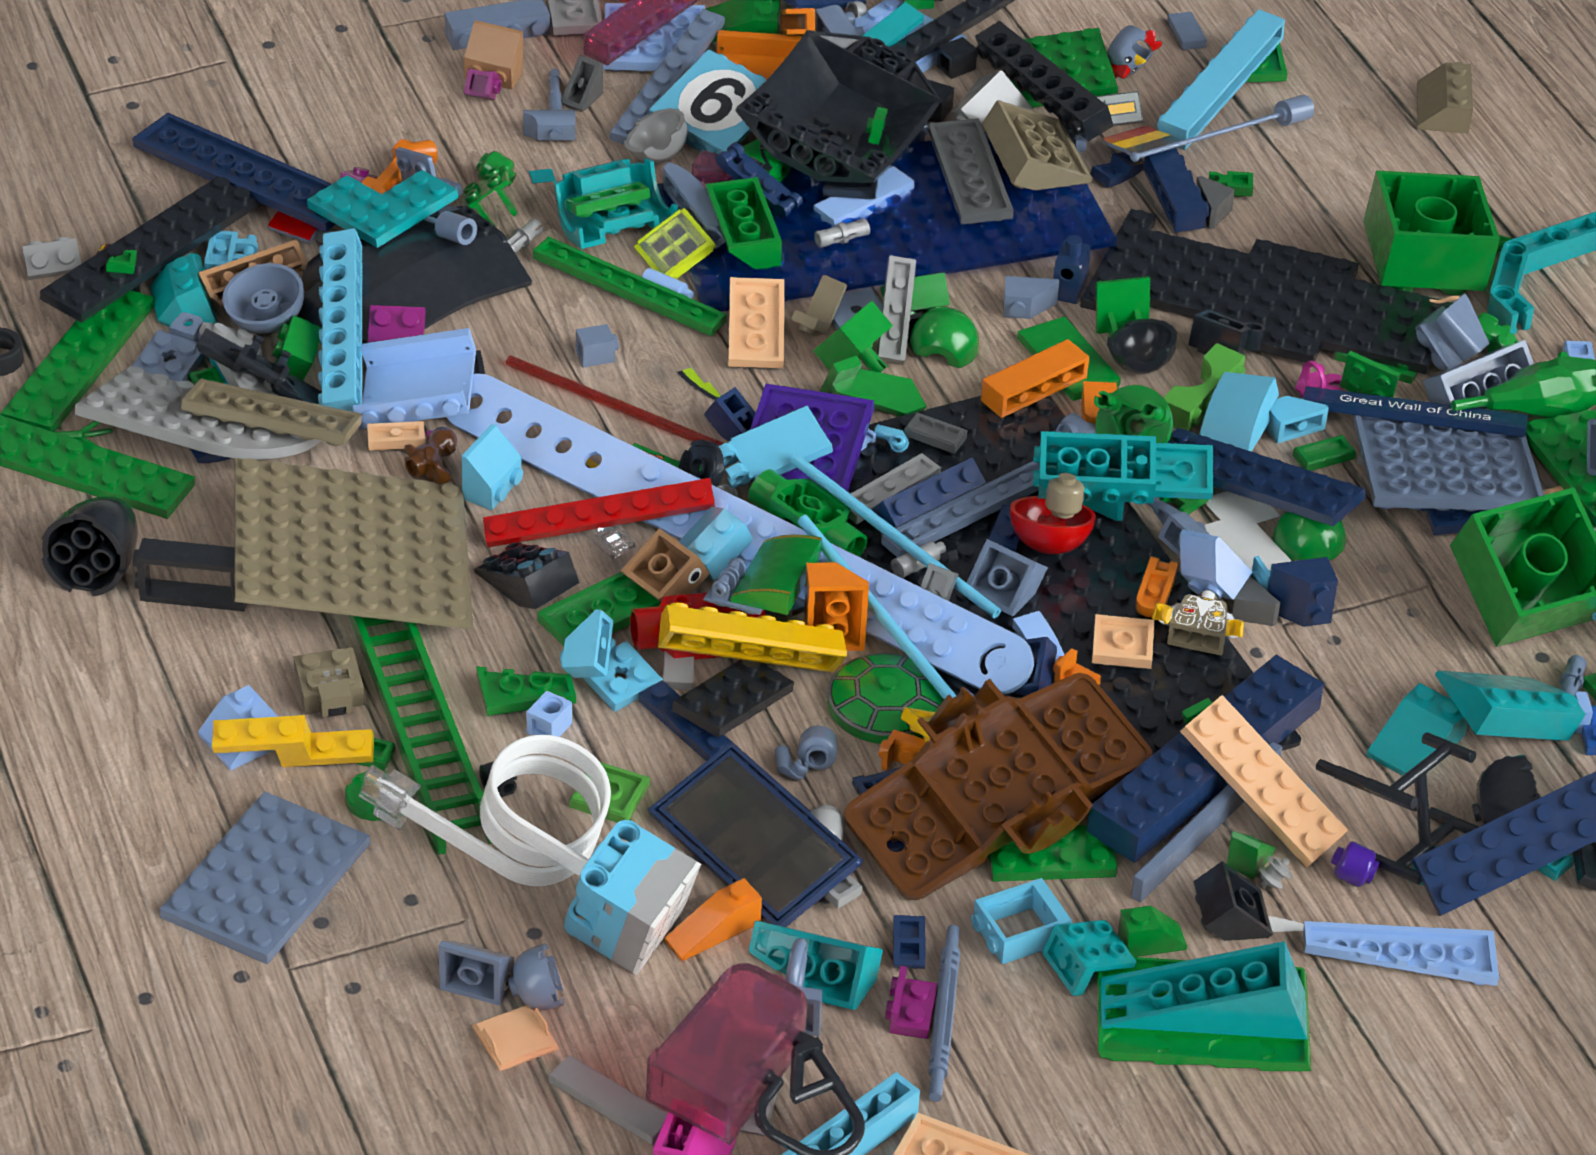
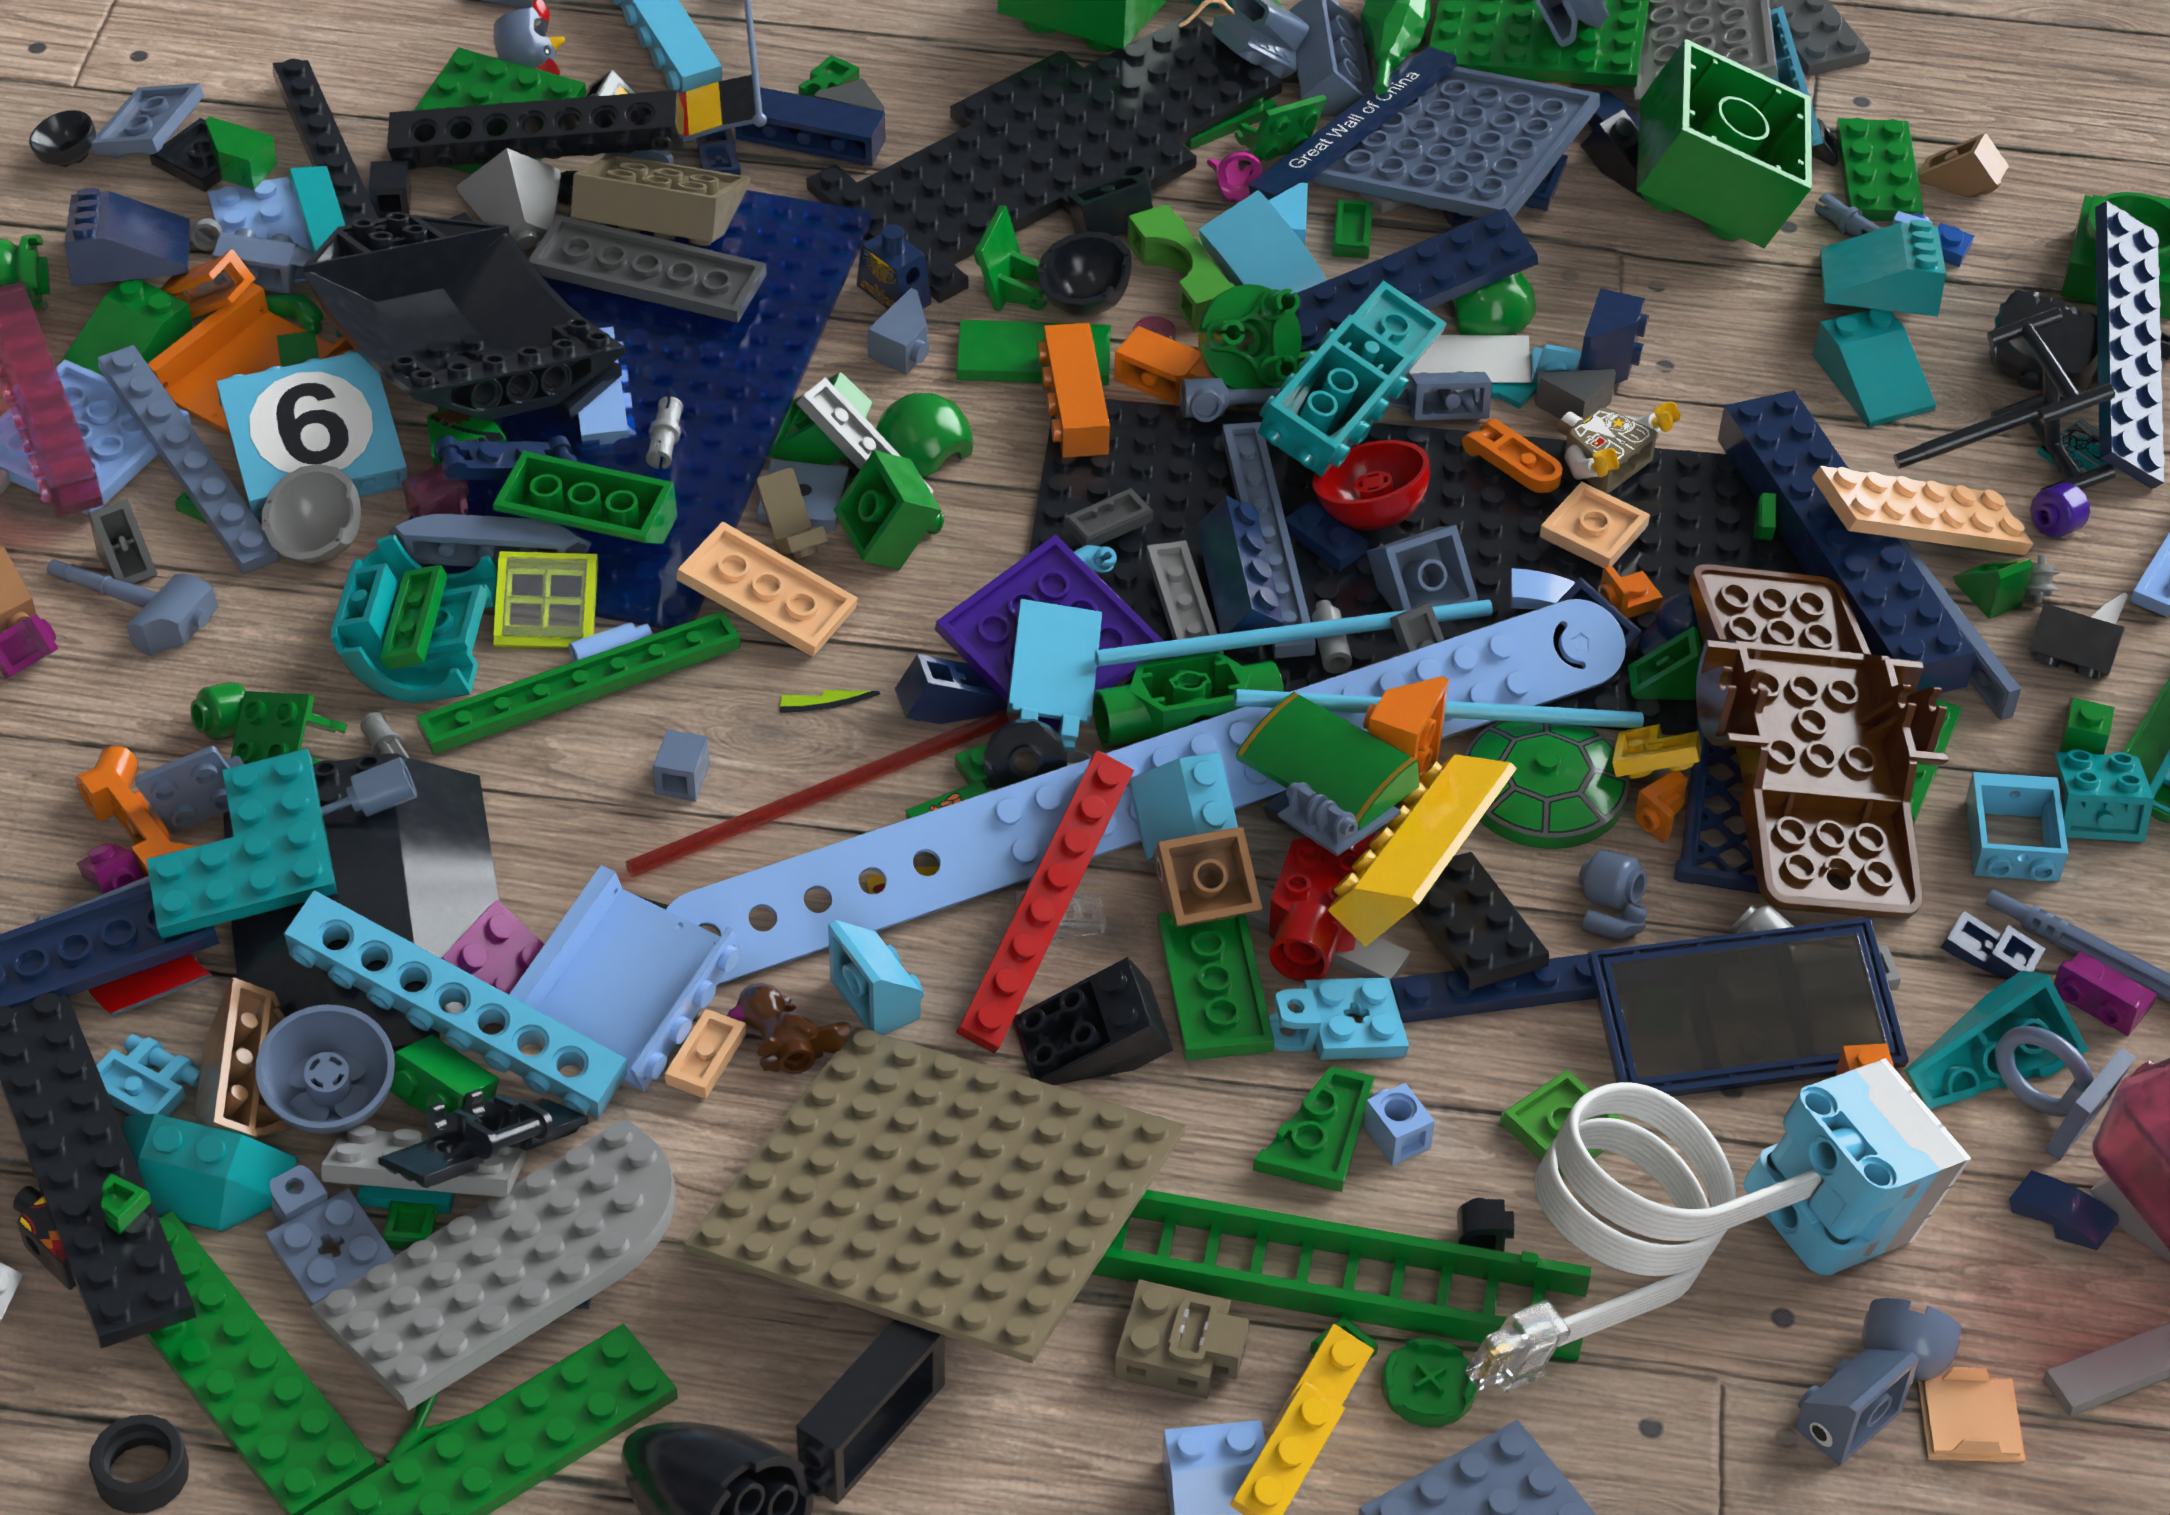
camera: 60 degrees left, 5 degrees up
(271, 412) = (591, 1165): dark tan plate -> none
(541, 176) = (258, 673): teal sticker -> none
(588, 647) = (1331, 1017): medium azure slope -> none
(876, 125) = (514, 298): green plate -> none
(890, 392) = (977, 541): green piece -> none
(1064, 495) = (1377, 442): dark tan head -> none
(1211, 565) = (1533, 391): light blue slope -> none

